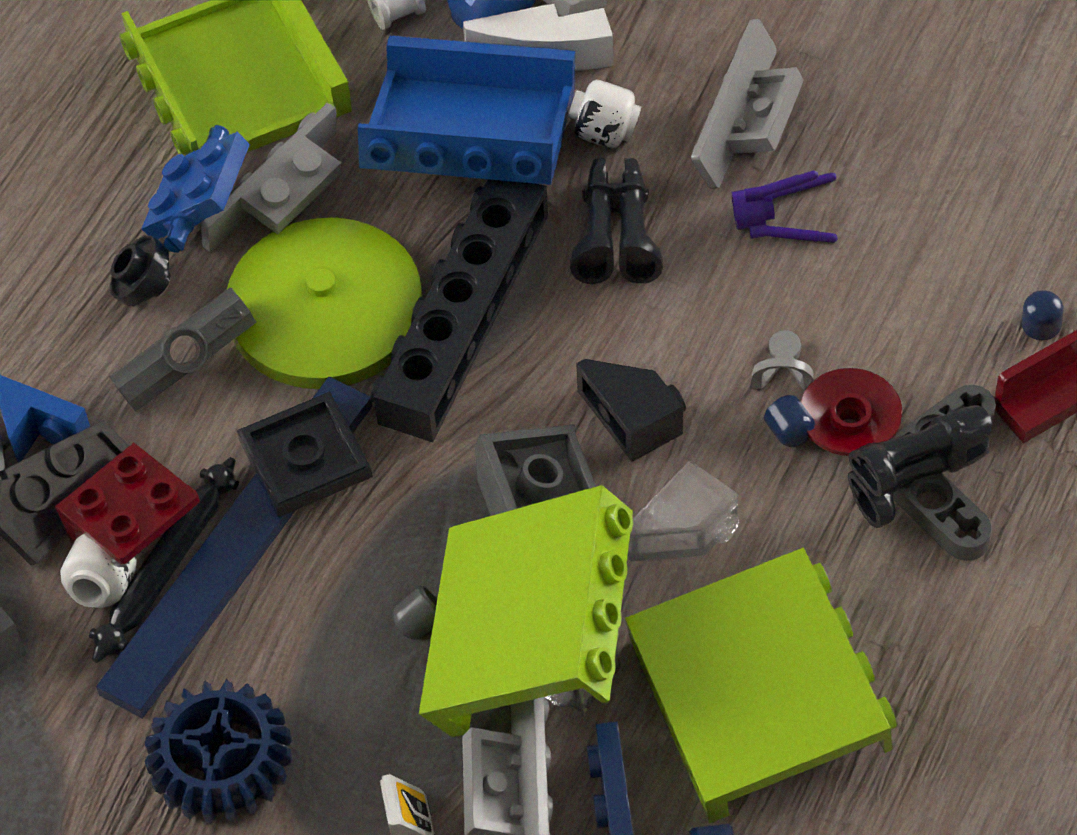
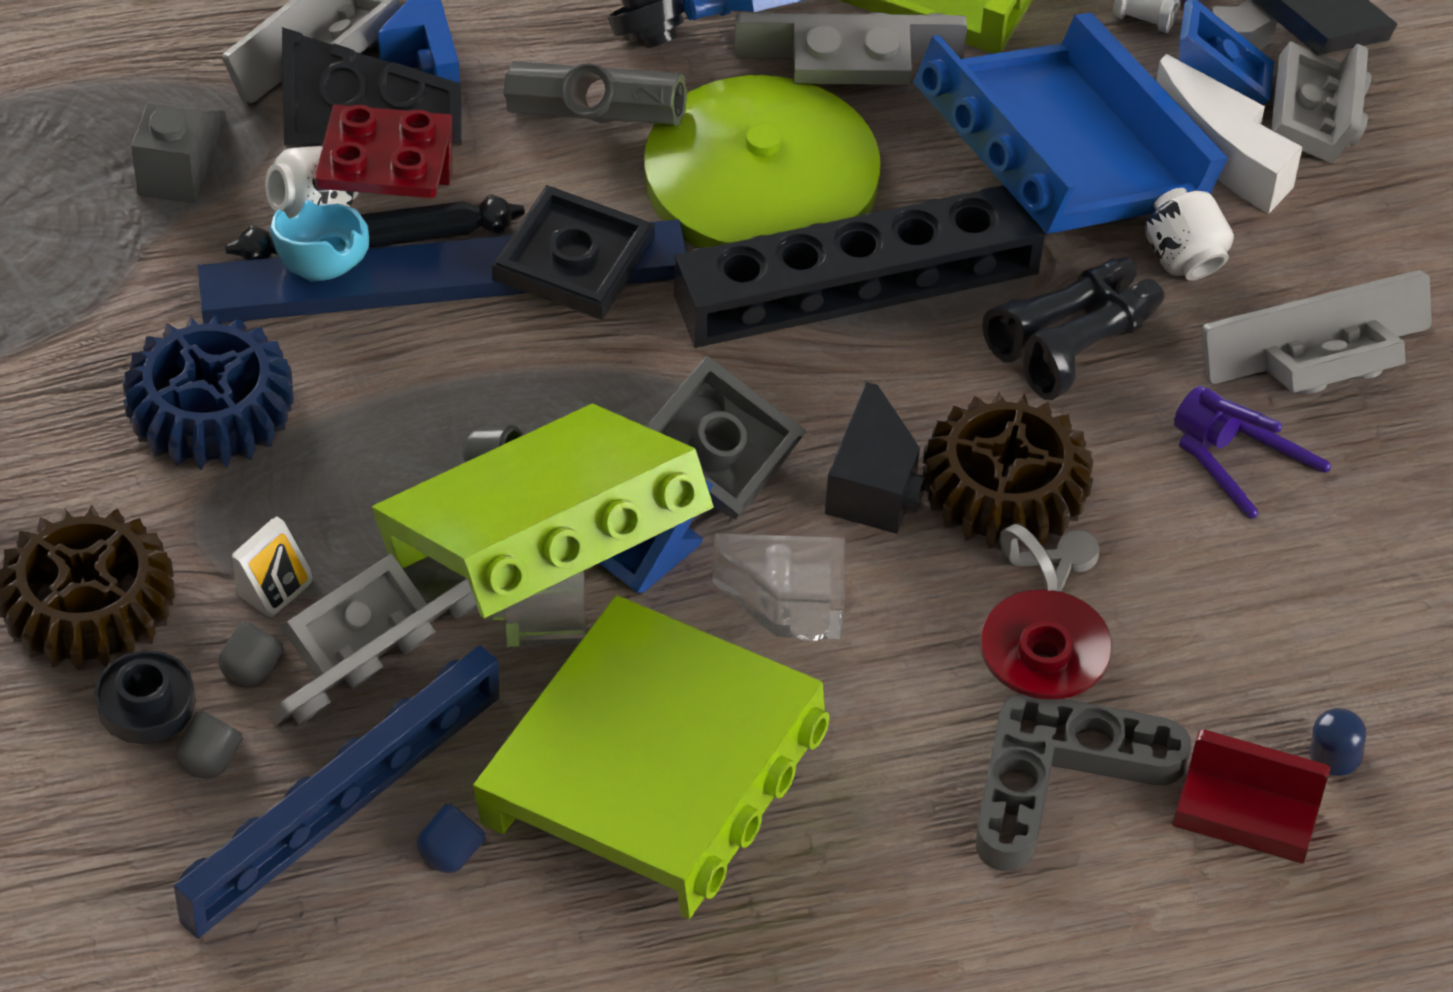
camera: 45 degrees right, 5 degrees down
(163, 593) = (320, 240): none -> medium azure hair
(702, 321) = (972, 455): none -> dark brown gear
(789, 421) = (987, 599): dark blue piece -> none
(886, 466) = (995, 702): black piece -> none

